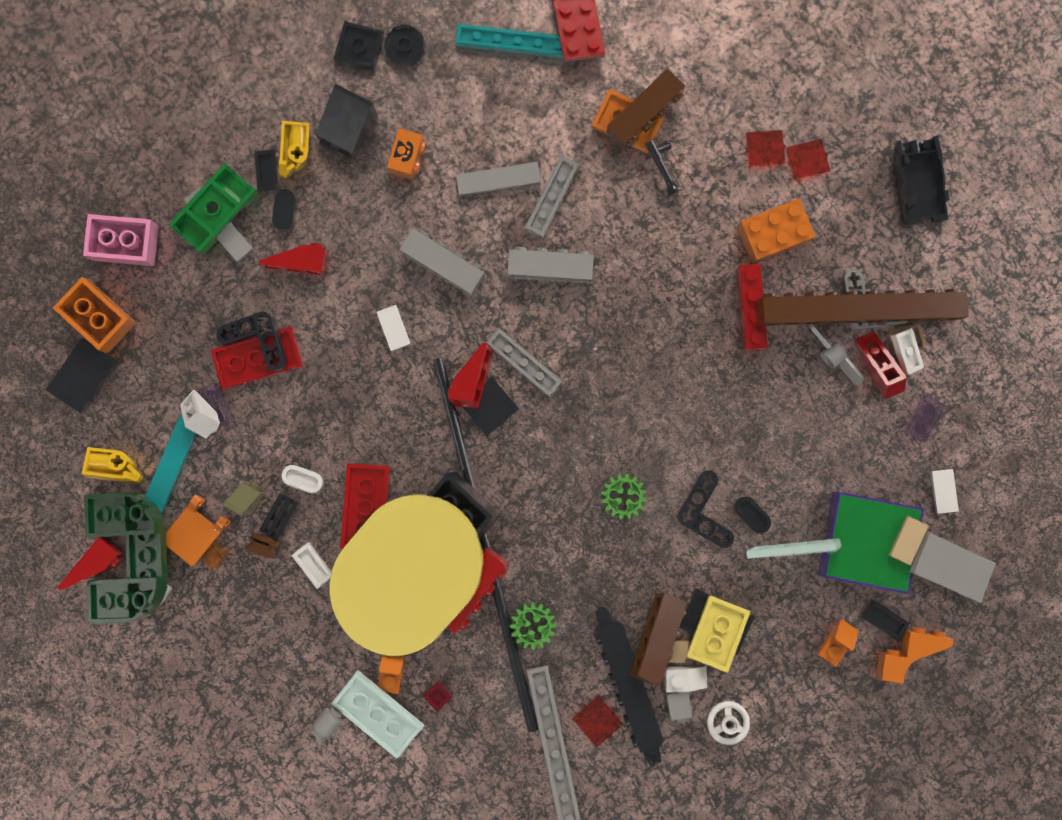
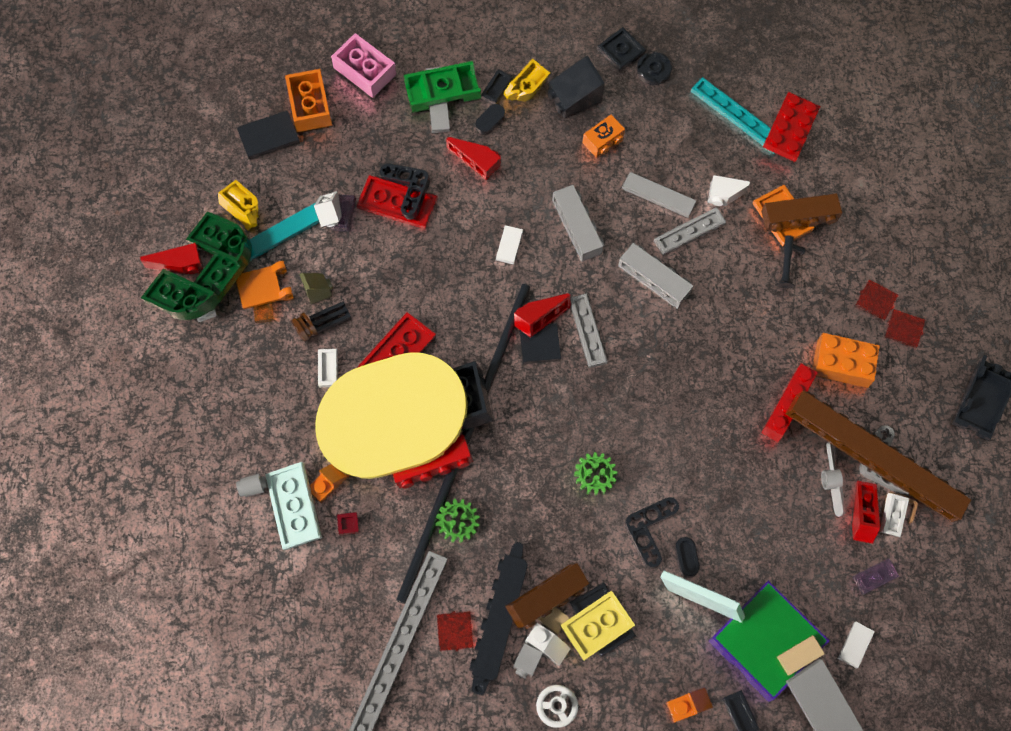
camera: 30 degrees right, 15 degrees down
(302, 479) = (366, 303): white tile -> none
(558, 132) = (726, 190): none -> white slope

